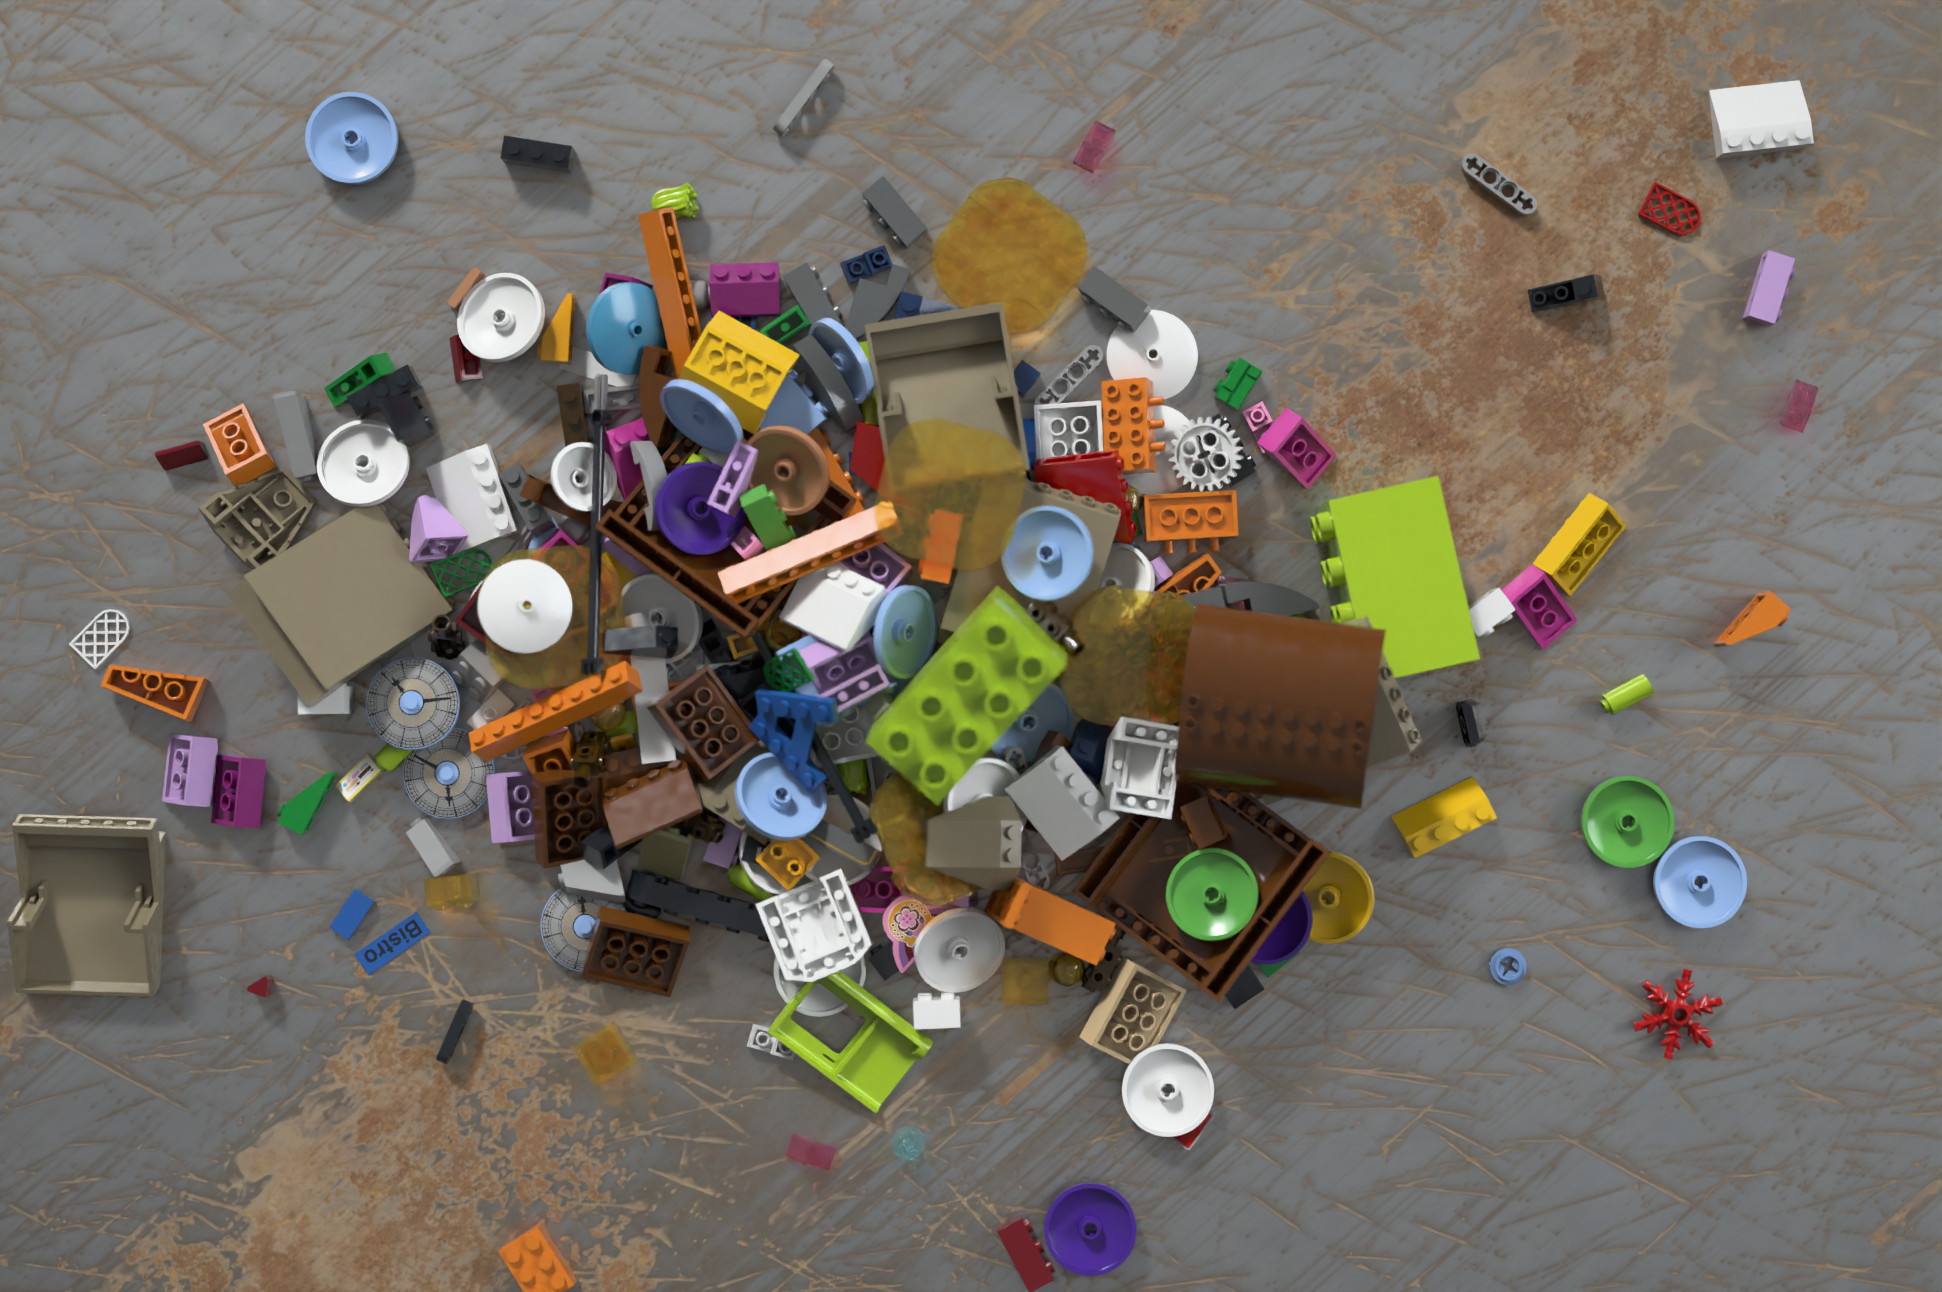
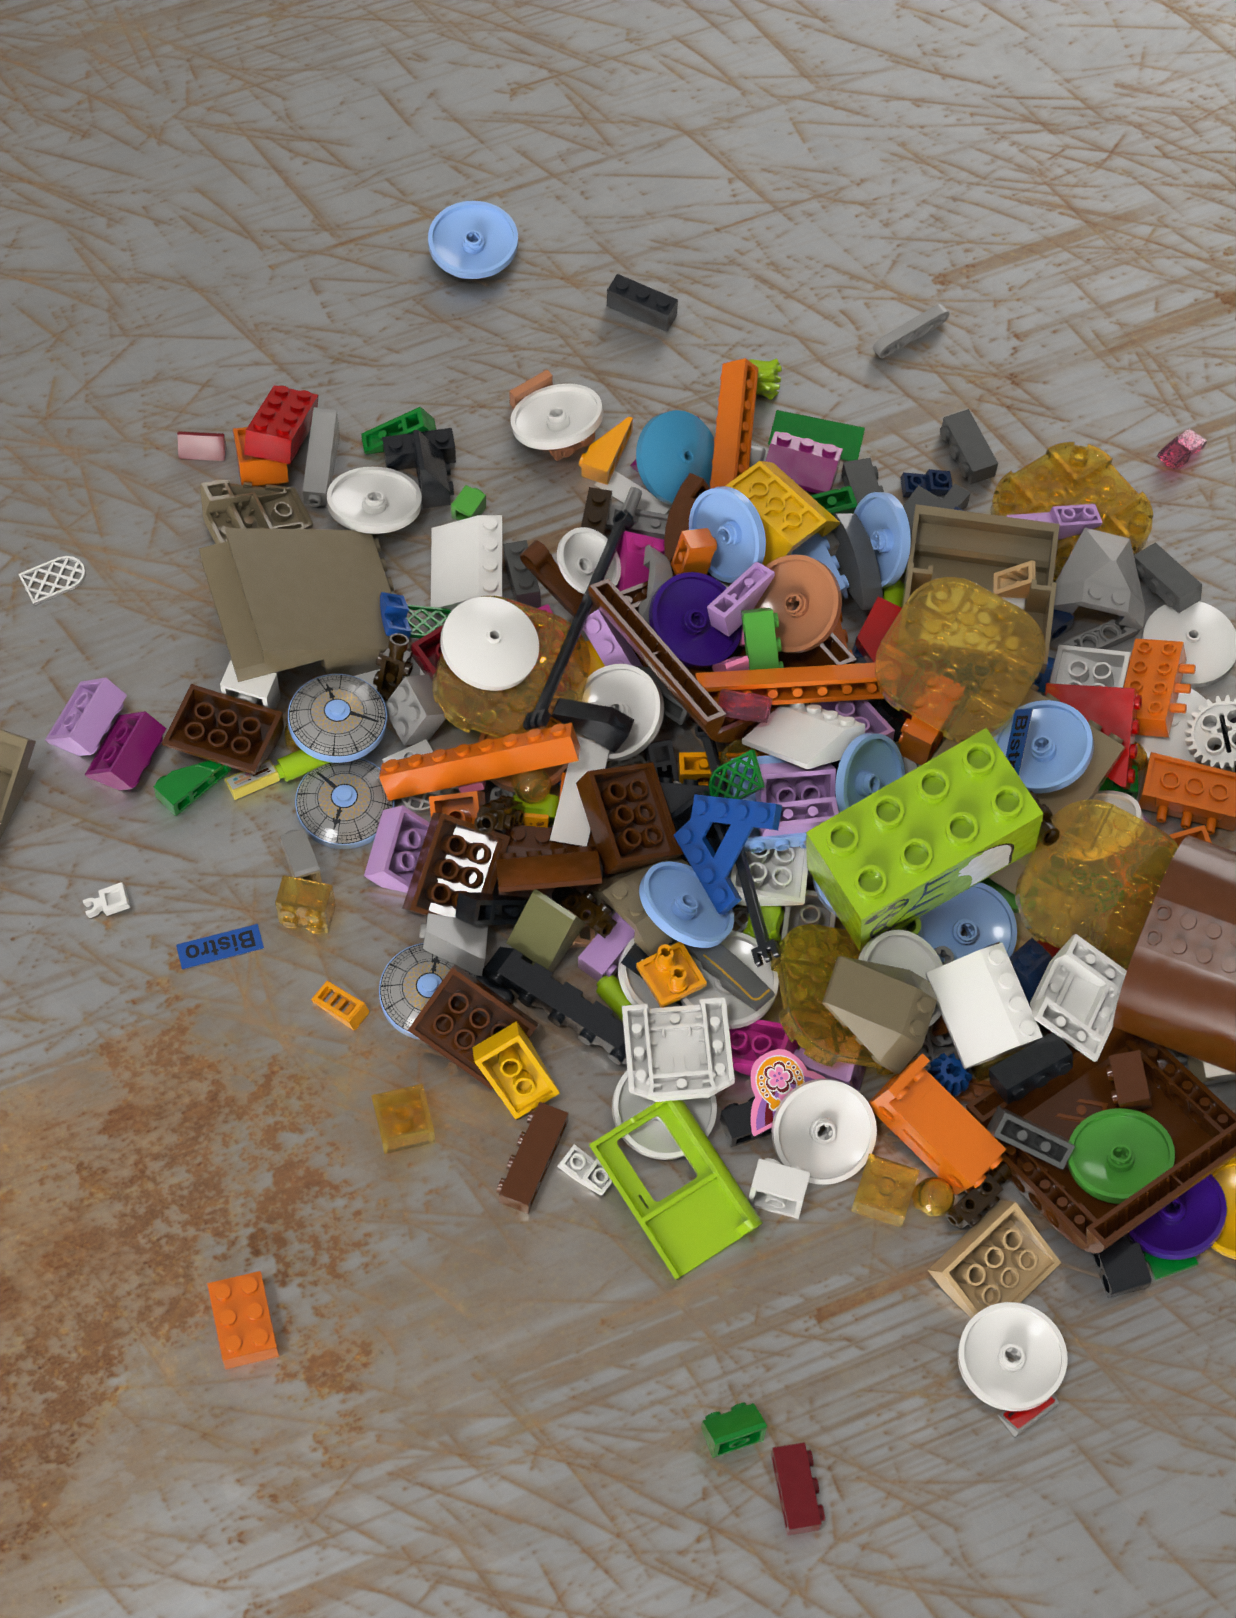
camera: 20 degrees right, 25 degrees down
(165, 692) = (92, 638): orange wedge -> none
(248, 417) = (280, 424): none -> red brick
(262, 987) = (68, 940): dark red slope -> none
(282, 936) = (111, 900): none -> white plate
(317, 750) = (224, 729): none -> reddish brown slope
(352, 914) = (190, 903): blue tile -> none
(426, 584) = (394, 613): none -> blue slope
(433, 532) = (420, 578): lavender slope -> none
(452, 435) = (468, 503): none -> bright green brick
(455, 1031) = (250, 1049): black beam -> none
(465, 364) = (506, 450): dark red slope -> none
(533, 969) = (353, 1014): none -> light orange slope
(677, 440) = (694, 551): none -> orange brick
(683, 982) = (515, 1070): none -> yellow slope
(725, 1048) = (533, 1157): none -> reddish brown brick
(749, 243) = (822, 431): none -> green sticker
(778, 594) = (745, 706): none -> clear pink slope
(810, 1151) = (589, 1300): clear pink slope -> none
(908, 1142) = (701, 1323): clear light blue plate -> none
(961, 1224) = (733, 1429): none -> green slope
(976, 380) = (1015, 580): none -> tan slope
(995, 279) = (1071, 518): none -> lavender slope
(1024, 569) = (1018, 737): none -> blue sticker
(1050, 871) = (950, 1073): none -> blue gear
(1054, 325) = (1102, 577): none -> light grey wedge
(1090, 1229) = (880, 1482): dark purple dish -> none
(1117, 846) = (1031, 1068): none -> black brick
(1132, 906) = (1030, 1137): none -> dark grey brick

